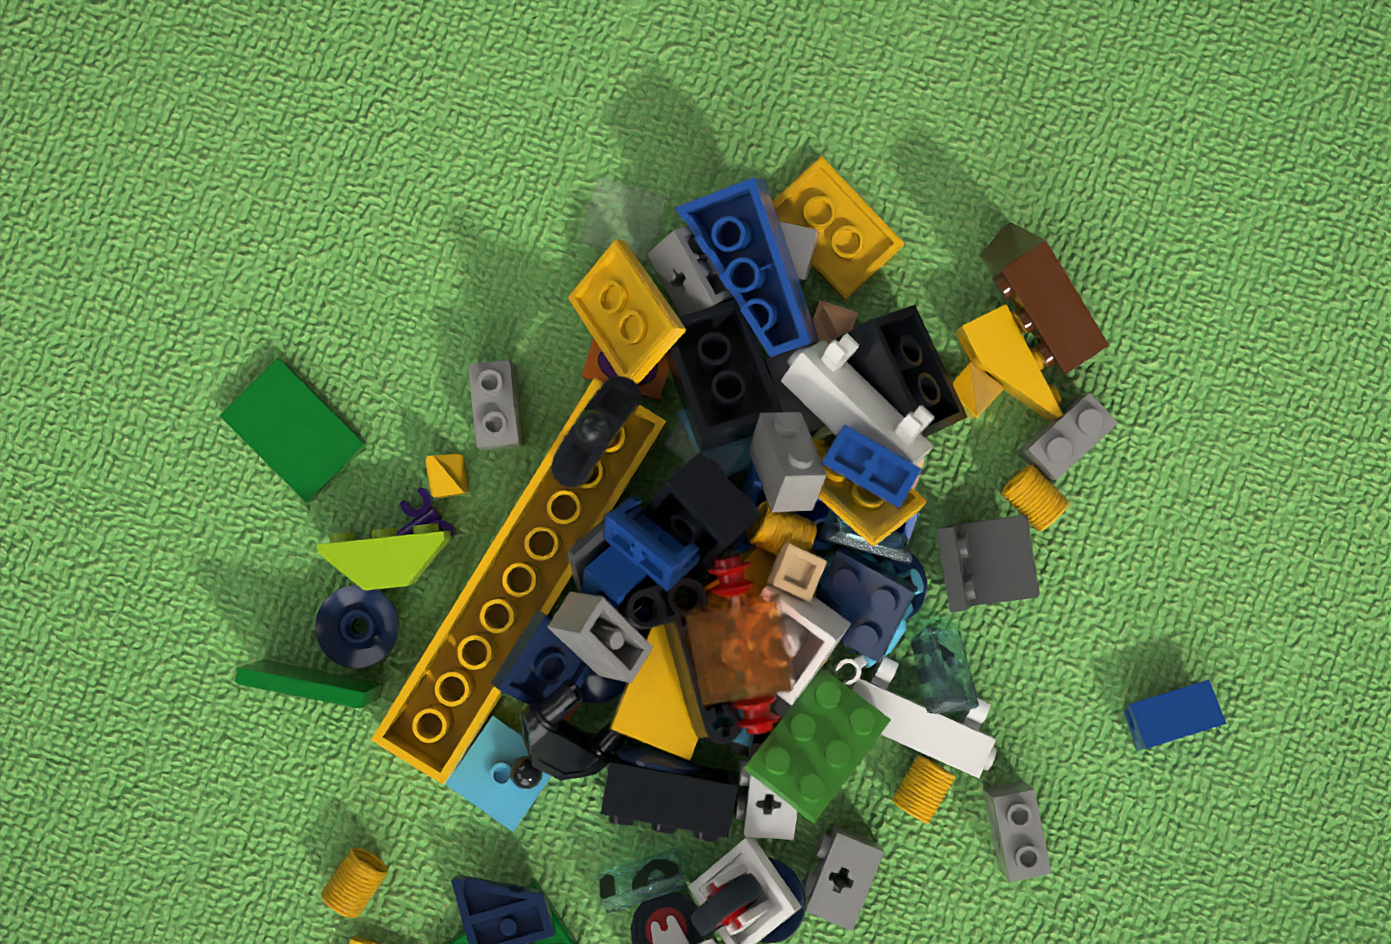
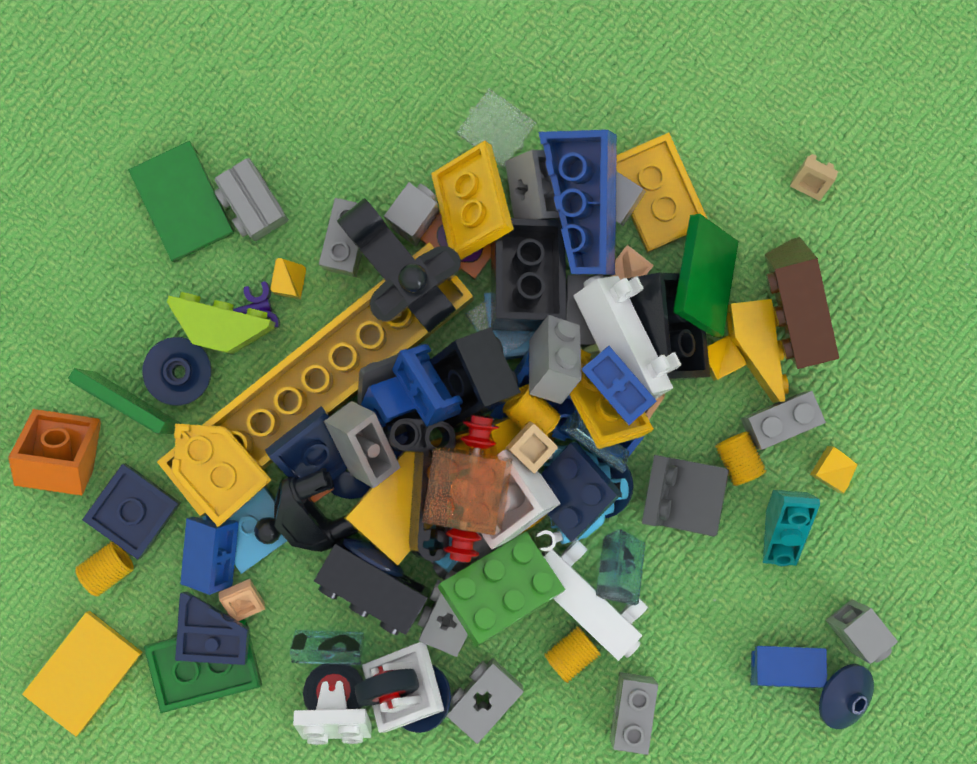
camera: 20 degrees right, 0 degrees up
(250, 769) = (55, 452): none -> orange slope
(362, 805) = (131, 511): none -> dark blue plate
(371, 400) = (250, 199): none -> light grey brick
(442, 725) = (215, 470): none -> yellow tile
(468, 822) = (209, 554): none -> blue hinge
(524, 862) = (241, 600): none -> light nougat tile
(556, 412) = (389, 256): none -> black beam
(563, 350) = (412, 212): none -> light grey brick
(922, 304) = (706, 275): none -> green tile
(1004, 149) = (814, 178): none -> tan tile
(1116, 554) = (788, 526): none -> teal slope
(1144, 472) = (834, 469): none -> yellow slope
(1243, 646) = (862, 632): none -> light grey brick
(1250, 725) = (846, 696): none -> dark blue dish

